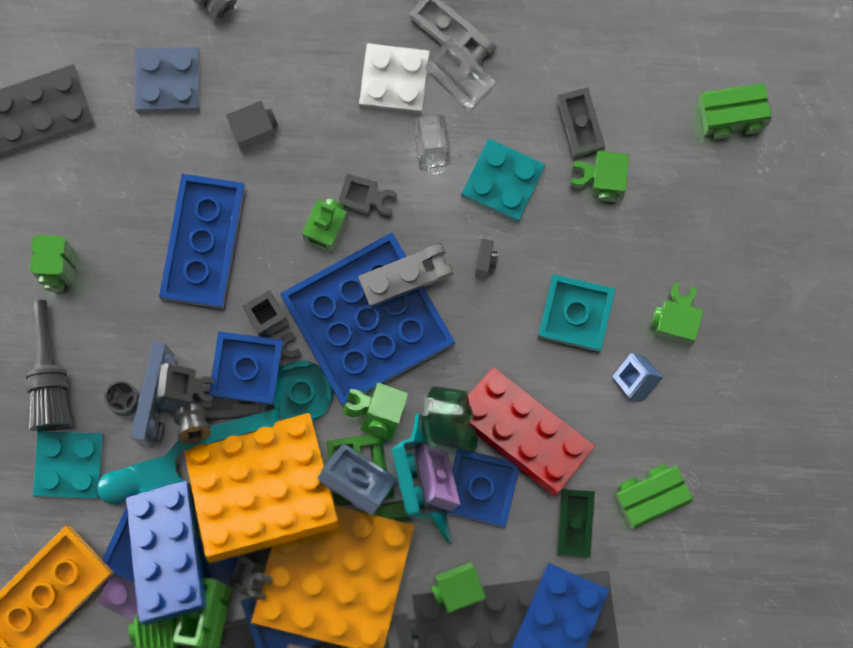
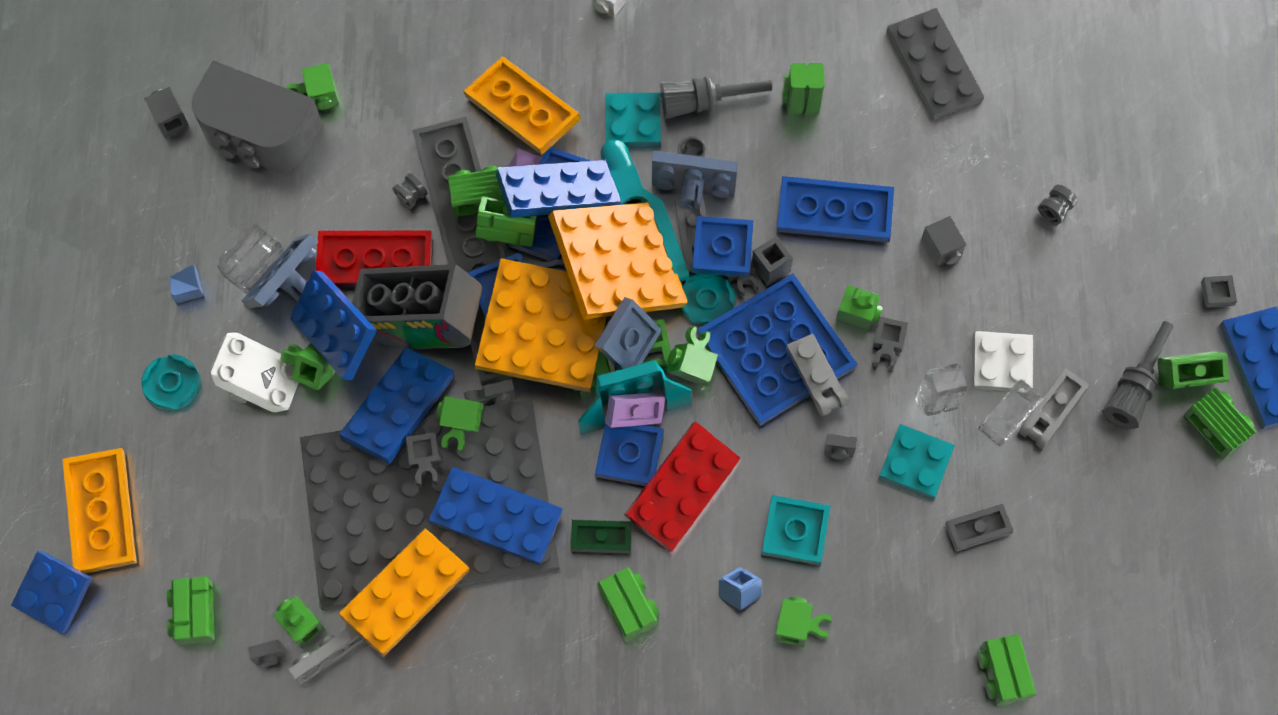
camera: 85 degrees right, 10 degrees down
(167, 80) = (979, 173): sand blue plate -> none
(180, 384) = (702, 186): dark grey plate -> none
(192, 423) = (670, 203): dark grey wheel -> none
(249, 577) = (540, 257): dark grey plate -> none
(449, 420) = (685, 412): clear green cylinder -> none
(458, 587) = (537, 430): bright green brick -> none
(607, 174) = (928, 551): bright green brick -> none

